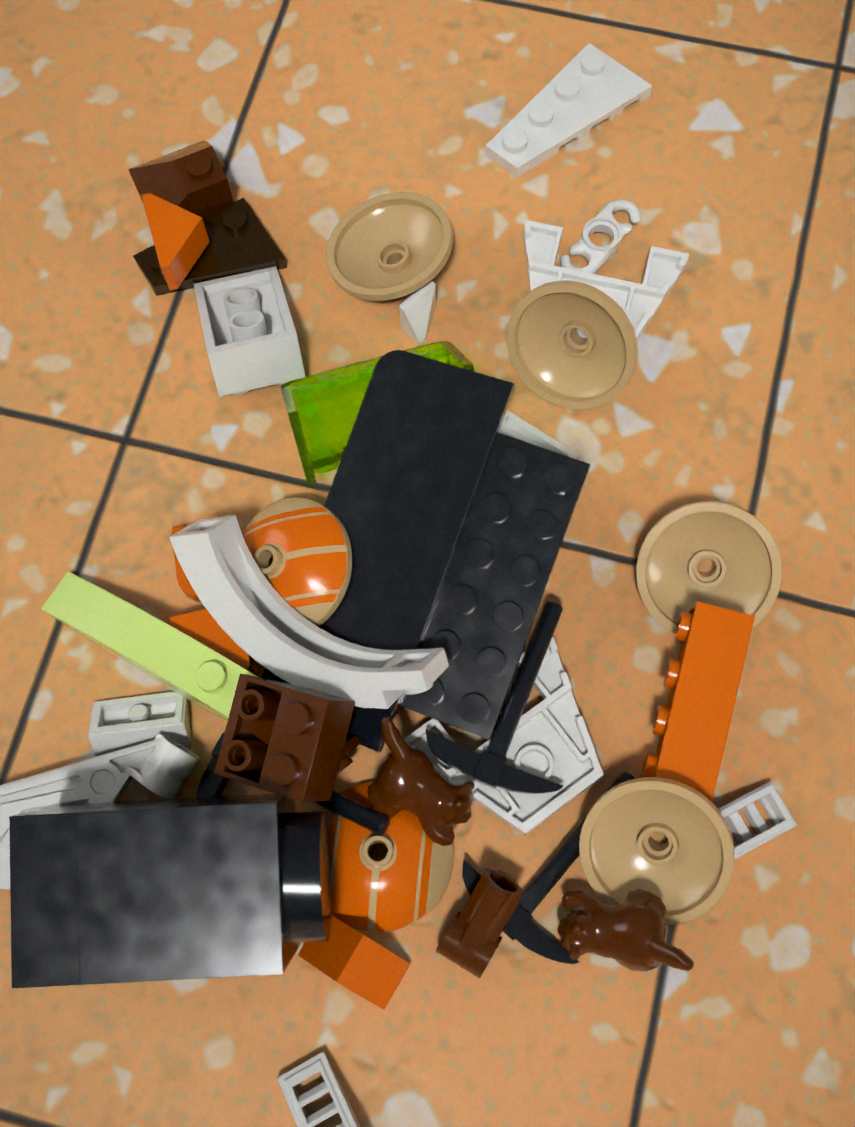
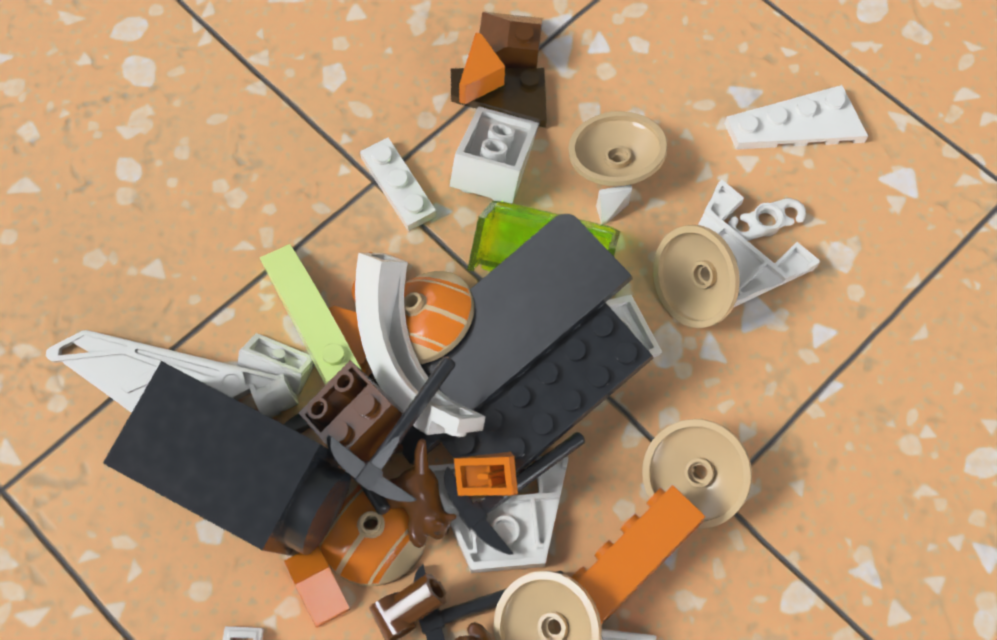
camera: 25 degrees right, 5 degrees down
(154, 427) = (398, 184): none -> white plate
(348, 796) = (369, 472): none -> black piece
(484, 713) = (486, 474): none -> orange slope

